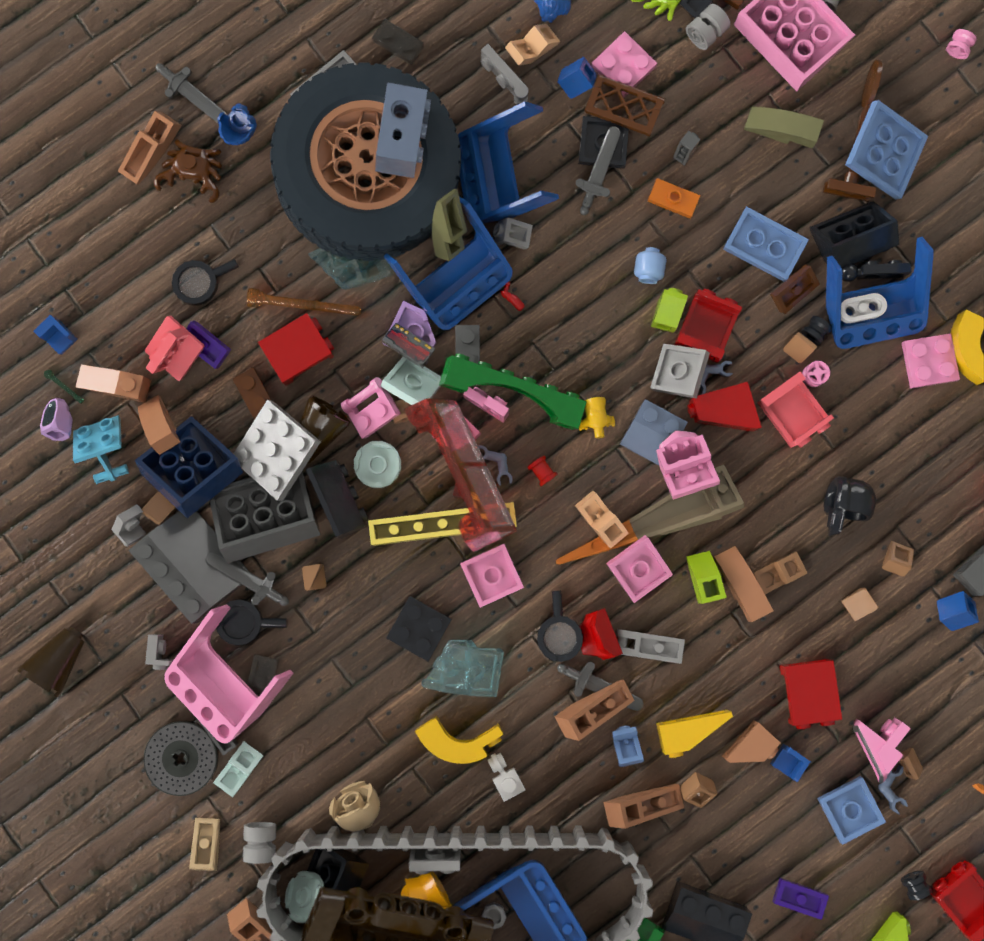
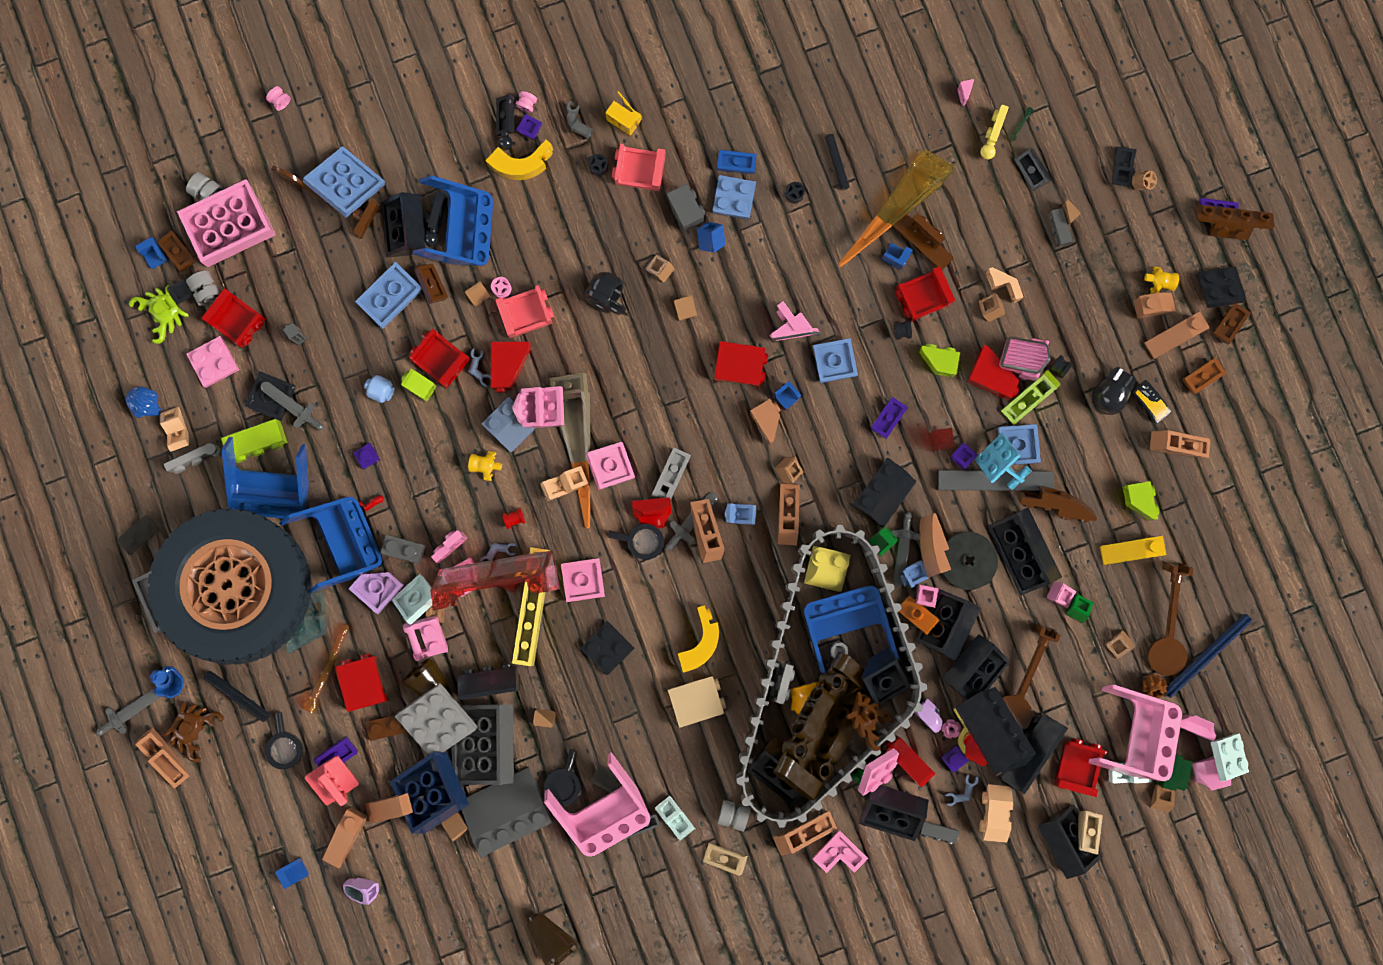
camera: 70 degrees left, 0 degrees up
(49, 375) = (322, 887): clear green hinge -> none
(97, 441) = (387, 860): medium azure plate -> none
(127, 526) = (462, 854): light grey bracket -> none
(155, 649) = (562, 856): light grey bracket -> none
(162, 763) = (651, 876): flat silver piece -> none
(242, 210) = (236, 696): none -> black axle
(260, 587) = (541, 761): dark grey sword -> none
(302, 894) = (781, 793): light aqua tile -> none
(356, 807) = (727, 733): tan cylinder -> none
(377, 464) = (471, 645): light aqua tile -> none
(384, 757) = (697, 701): none -> tan panel
(401, 128) = (222, 553): sand blue piece -> none
(408, 345) = (385, 594): slope -> none
(448, 226) = (301, 536): olive slope -> none
(466, 670) = (648, 620): clear light blue slope -> none
(508, 781) = (744, 613): white plate -> none
(512, 233) = (321, 487): light grey bracket -> none
(547, 143) = (257, 440): none -> lime brick
(563, 409) = (470, 489): green arch -> none
(565, 275) = (367, 456): none -> dark purple plate
(577, 78) = (212, 401): blue panel -> none
(590, 873) = (827, 569): none -> light yellow slope
(627, 123) = (249, 386): reddish brown window -> none
(673, 198) = (331, 354): orange plate -> none
(680, 370) = (467, 390): light grey plate -> none
(683, 72) = (234, 318): none -> red panel
(687, 732) = (744, 469): yellow slope -> none
(705, 577) = (631, 417): lime slope -> none
(743, 584) = (644, 391): nougat slope -> none
(780, 572) = (644, 361): medium nougat slope -> none
(784, 125) = (300, 253): olive slope -> none
(816, 330) = (467, 276): black wheel -> none
(860, 308) = (461, 239): white plate -> none
(885, 789) = (827, 330): sand blue arm -> none
(911, 764) = (813, 306): medium nougat slope -> none
(930, 361) = (517, 197): bright pink plate -> none

